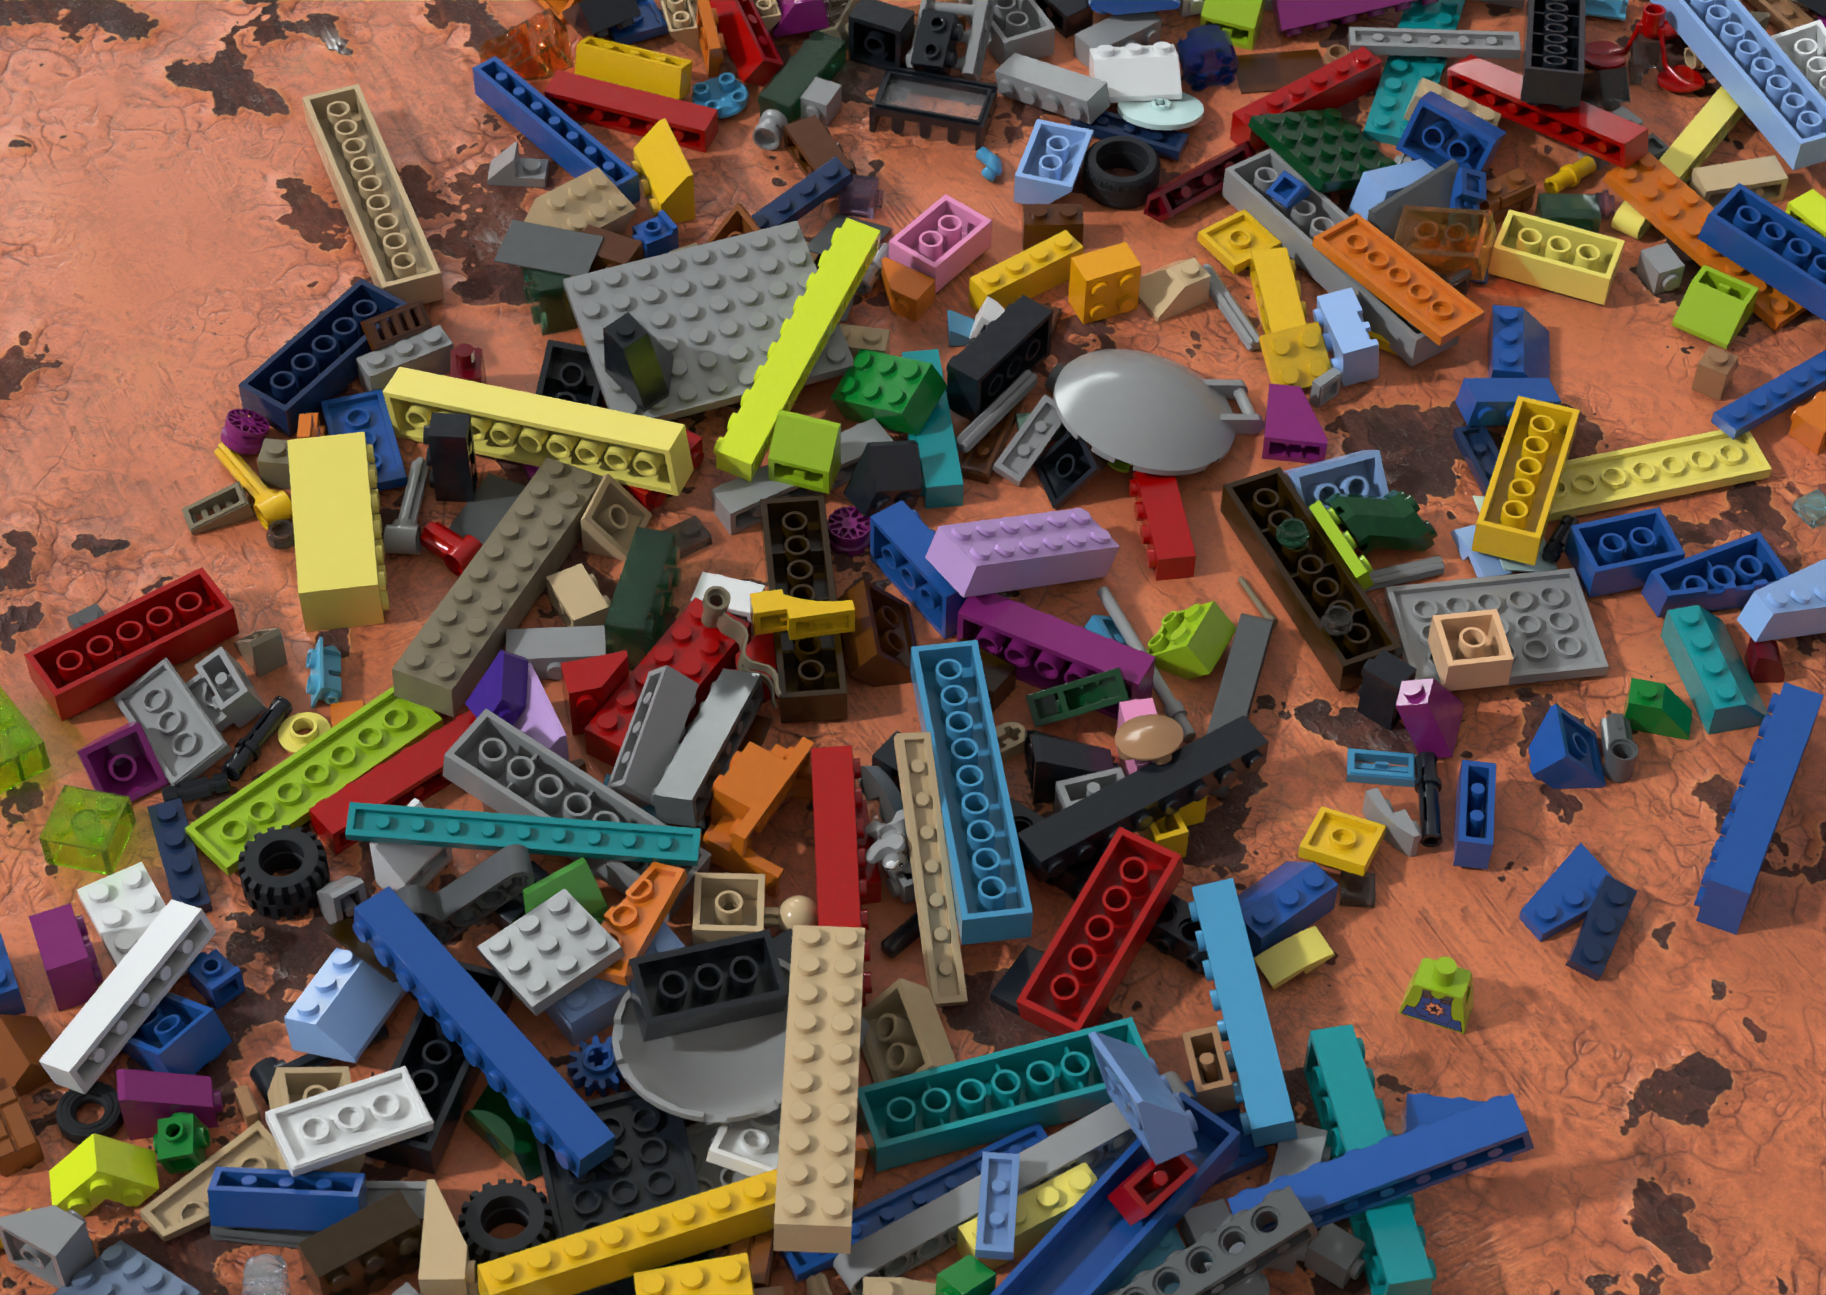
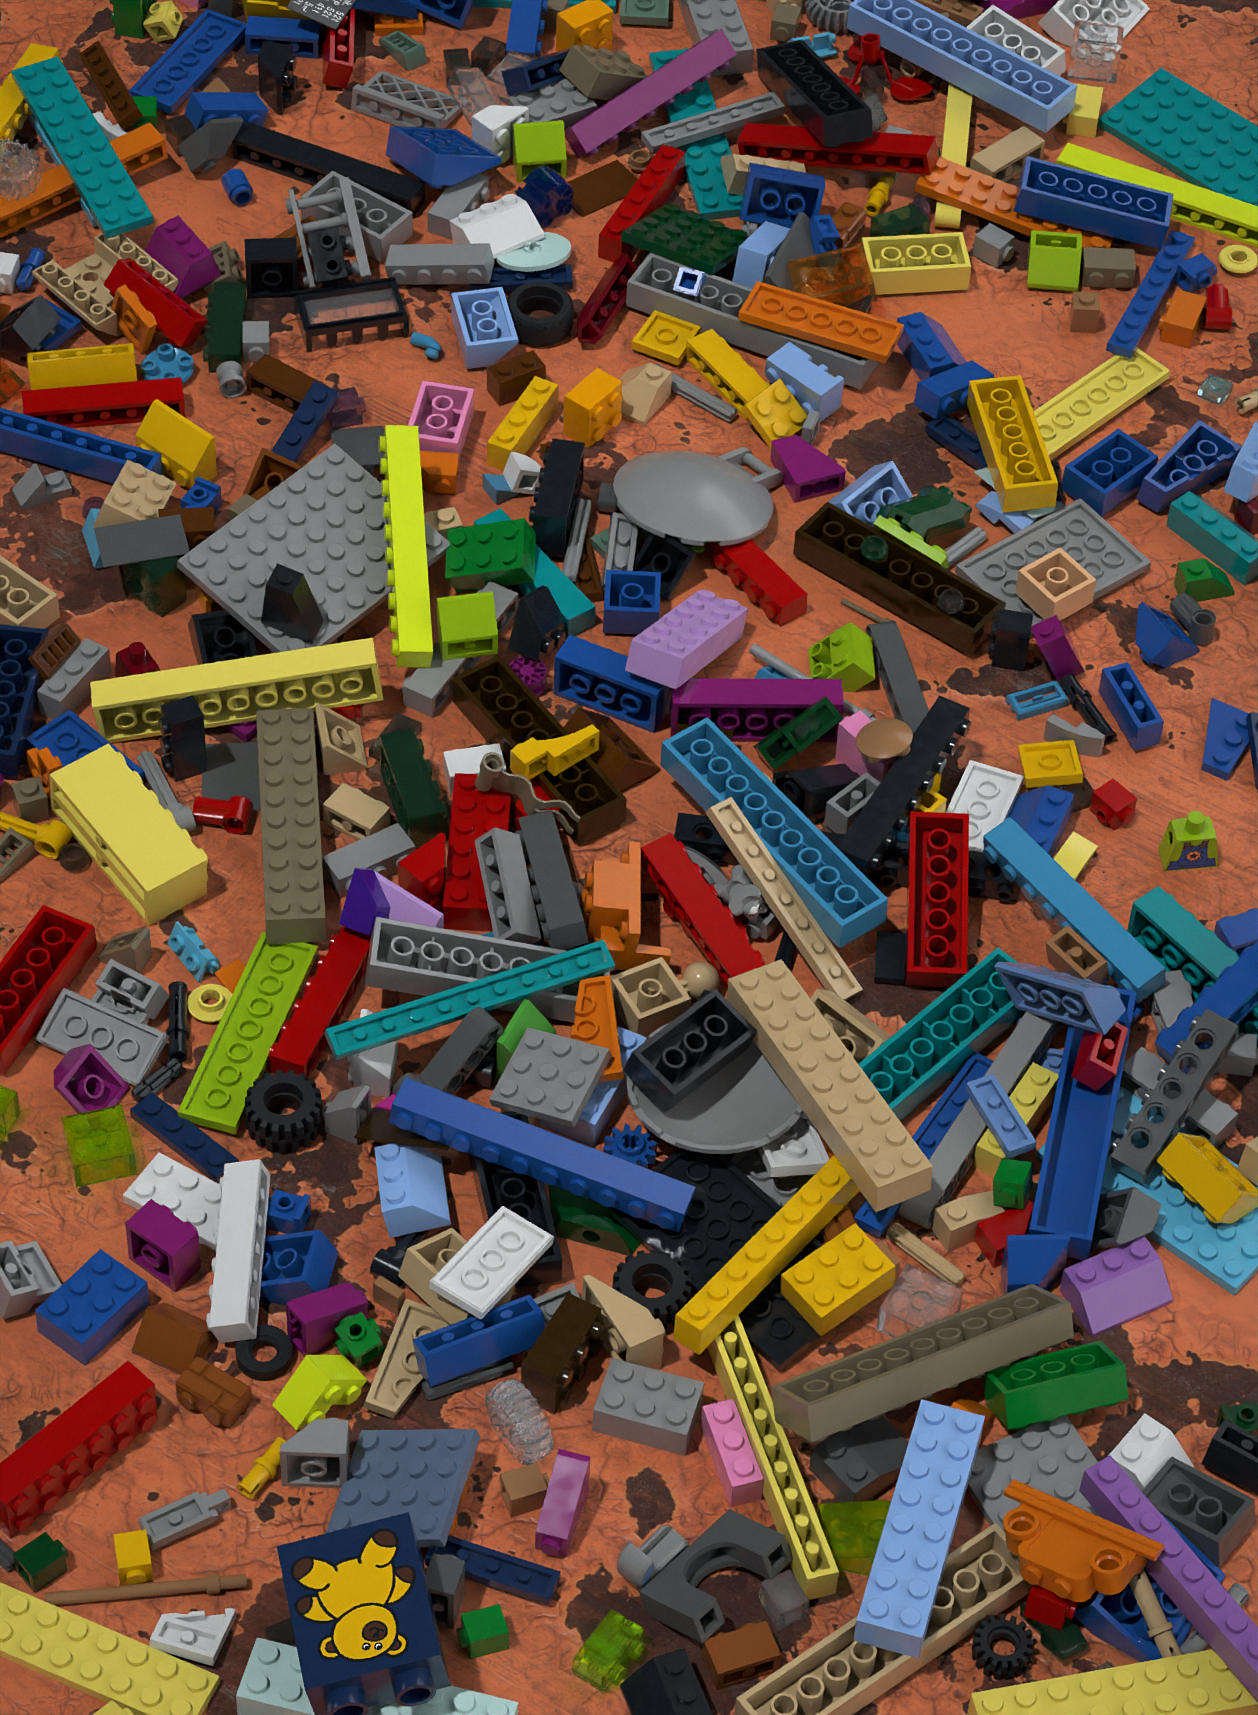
camera: 30 degrees left, 0 degrees up
(1006, 489) = (631, 601): none -> blue brick
(1239, 849) = (987, 797): none -> white plate
(1383, 915) = (1113, 804): none -> red brick
(1774, 335) = (1107, 267): none -> dark tan brick

